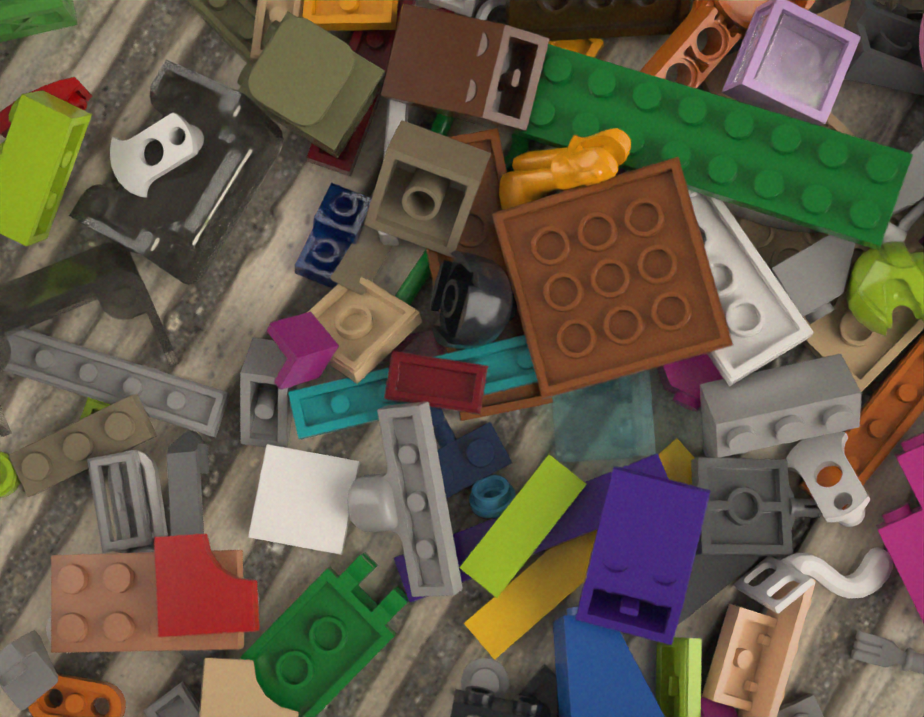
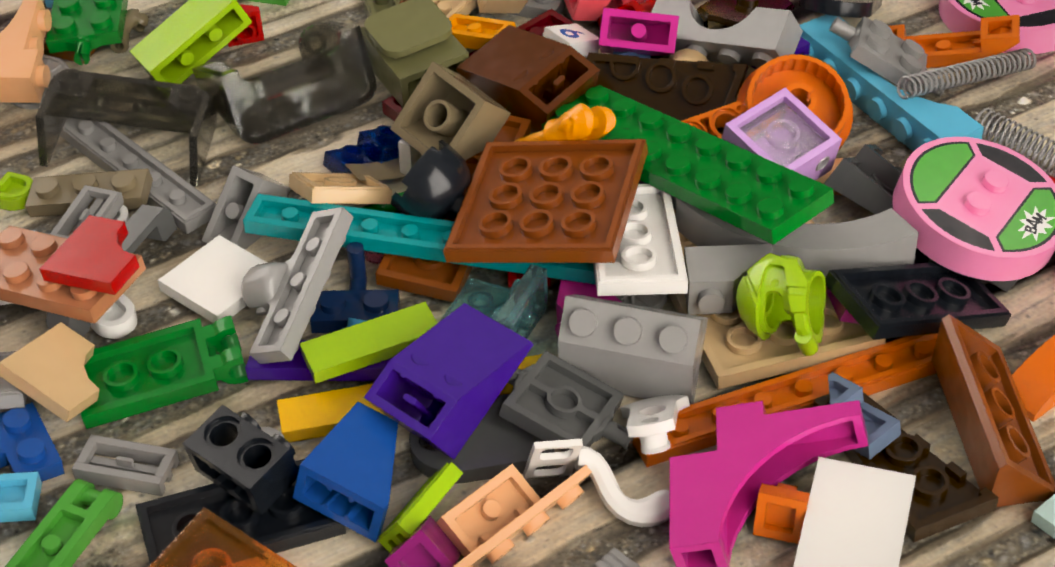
camera: 25 degrees right, 40 degrees down
(128, 155) = (297, 62): white piece -> none
(304, 345) = (284, 165): magenta panel -> none
(439, 381) = (375, 221): dark red tile -> none

